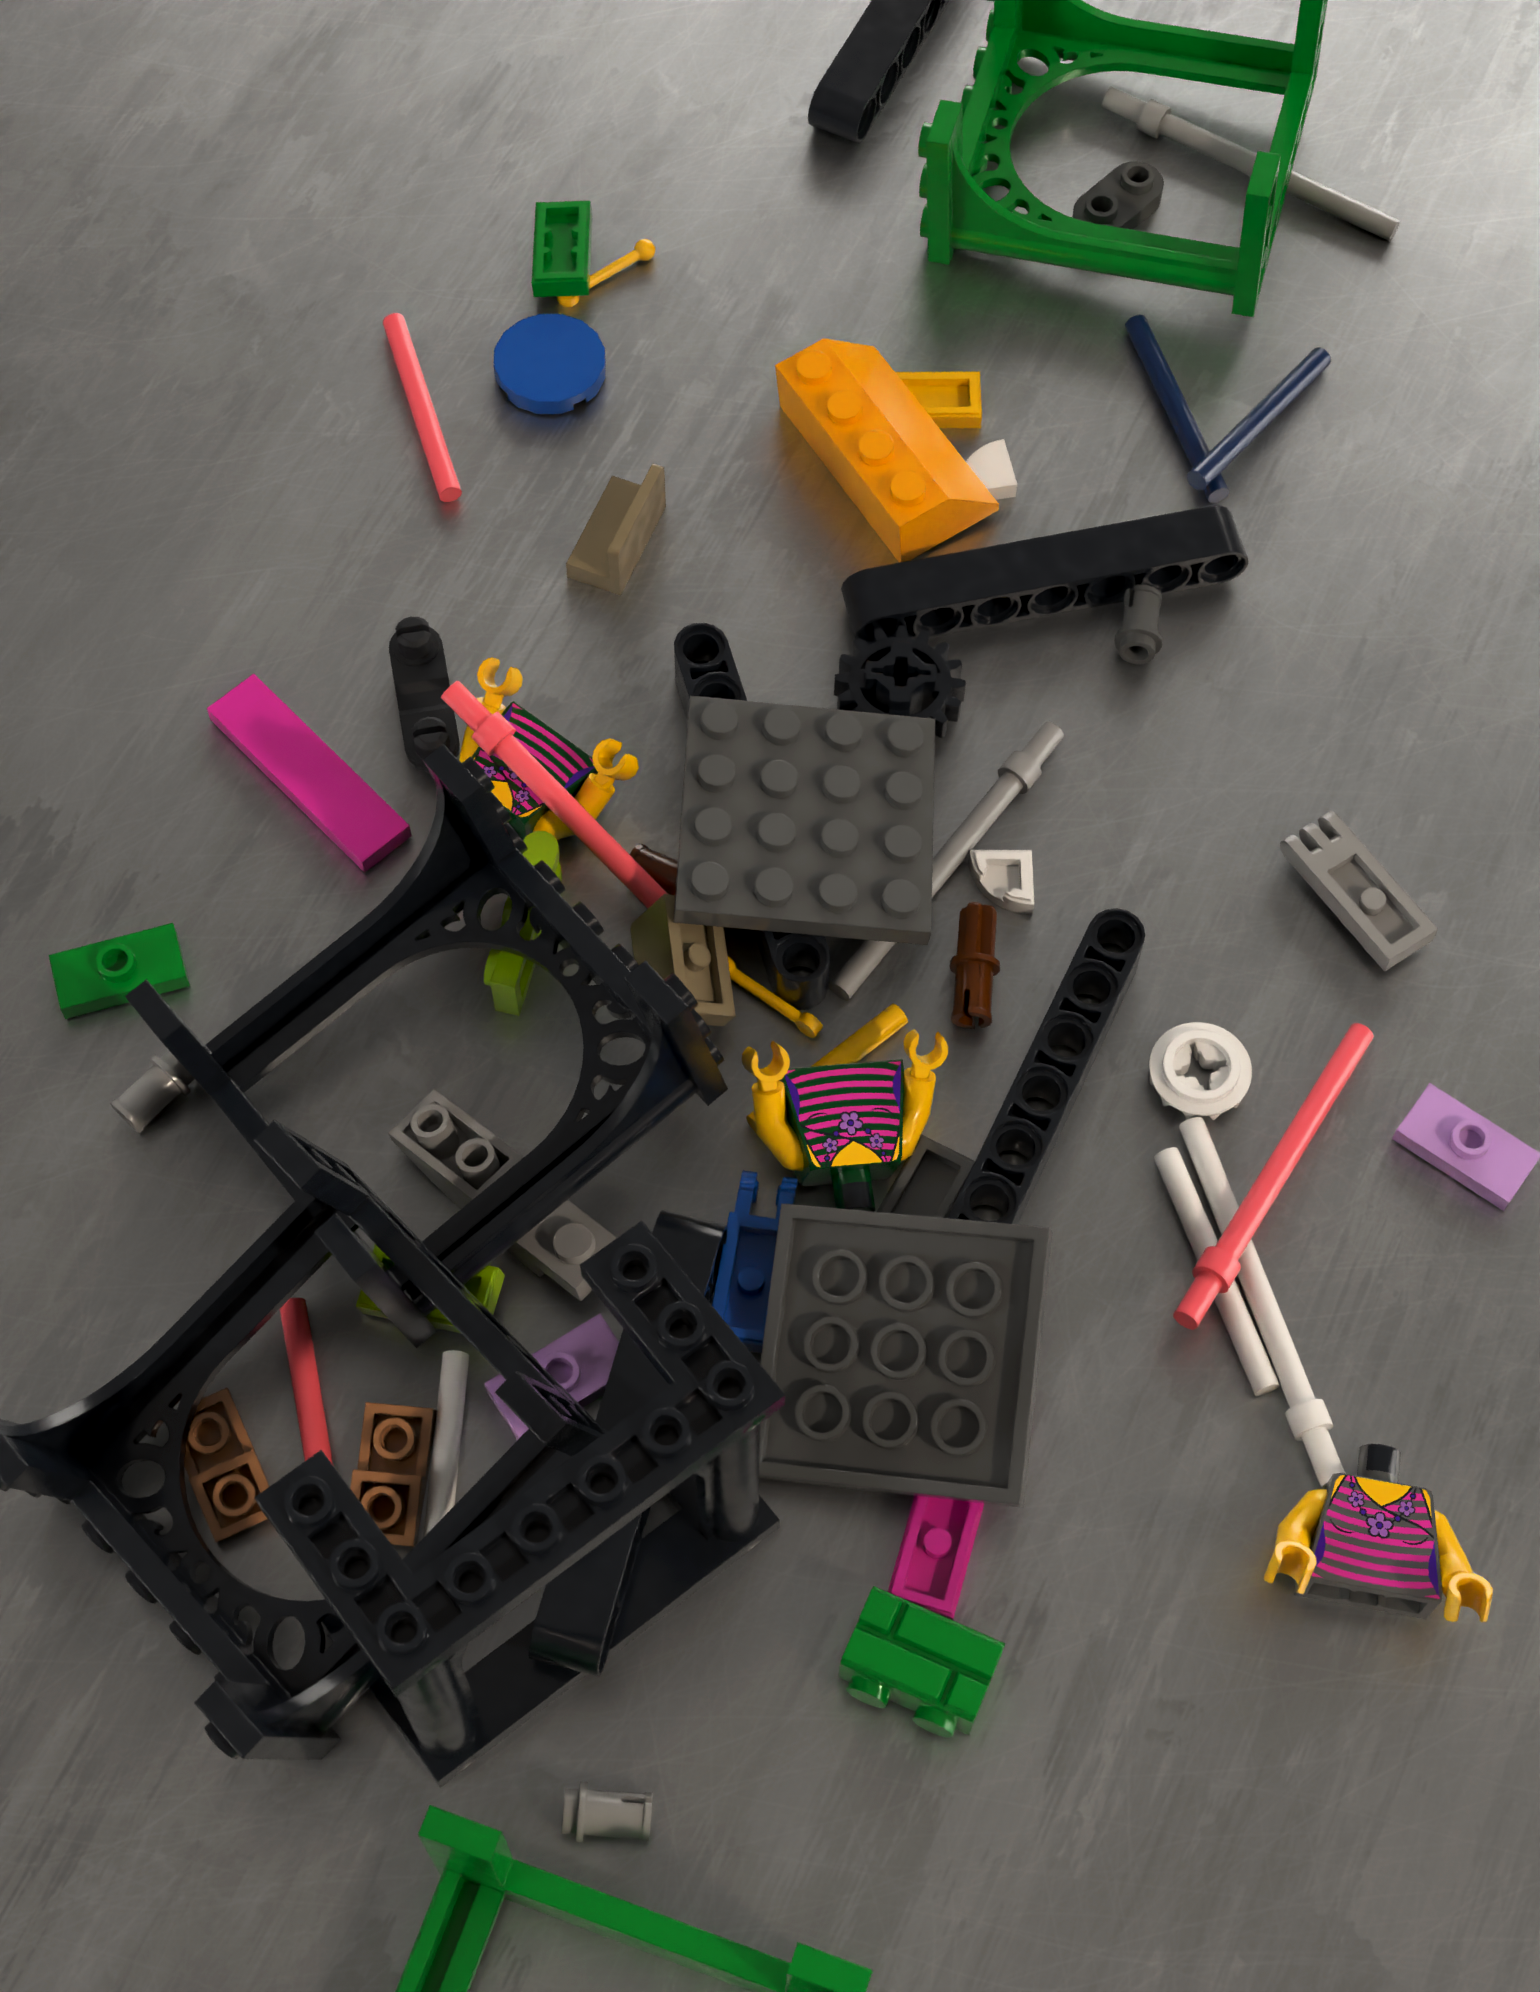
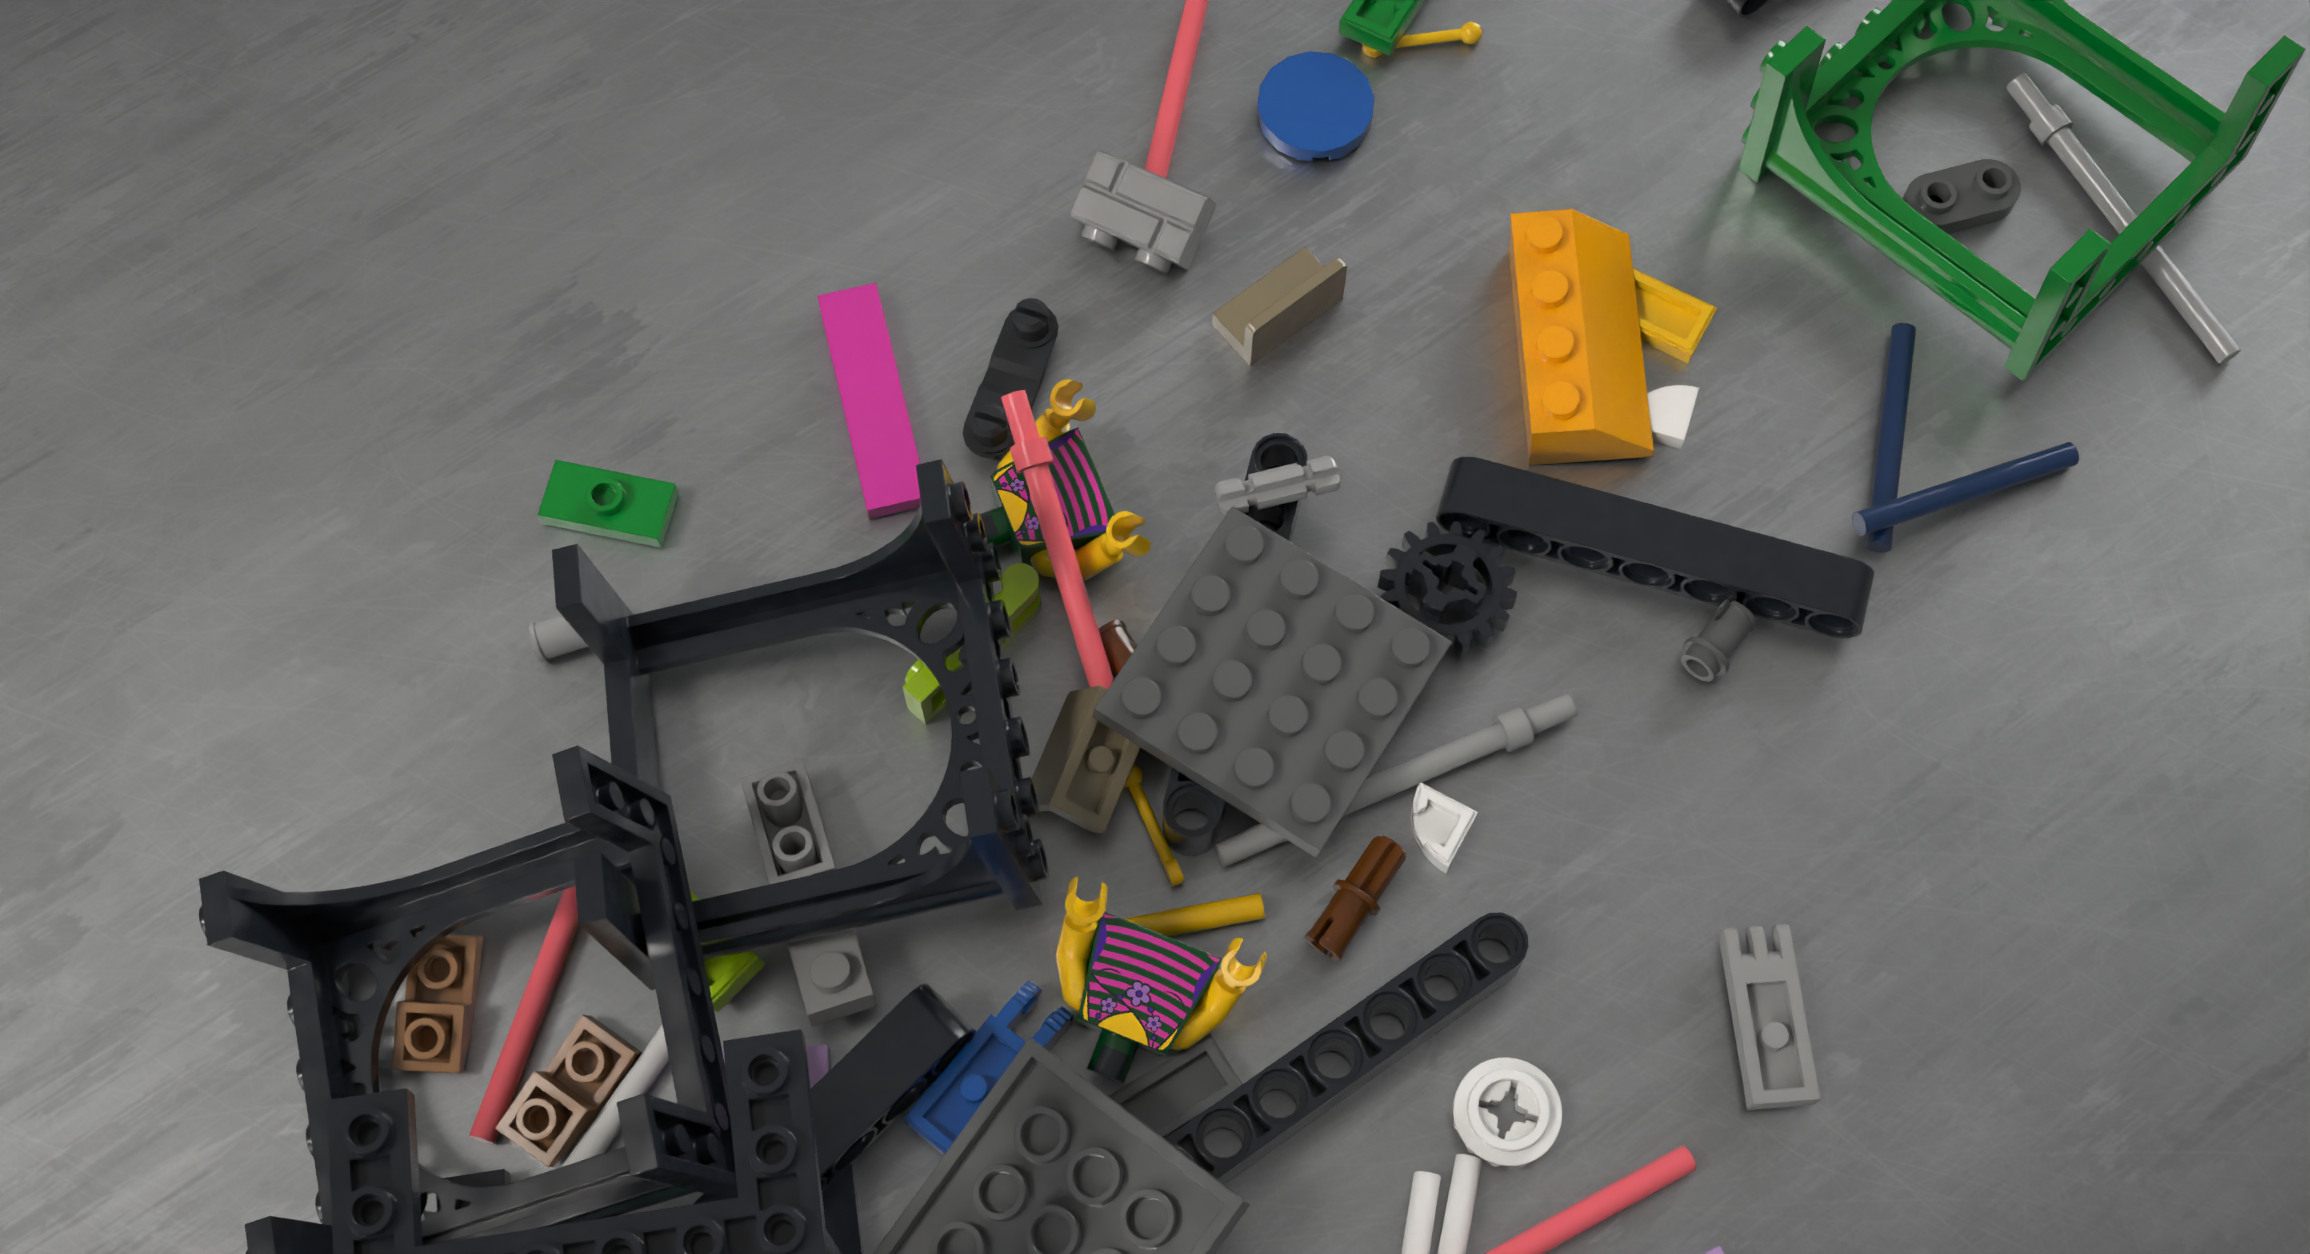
camera: 30 degrees right, 5 degrees up
(457, 508) = (1142, 211): none -> light grey brick
(716, 663) = (1278, 485): none -> light grey axle

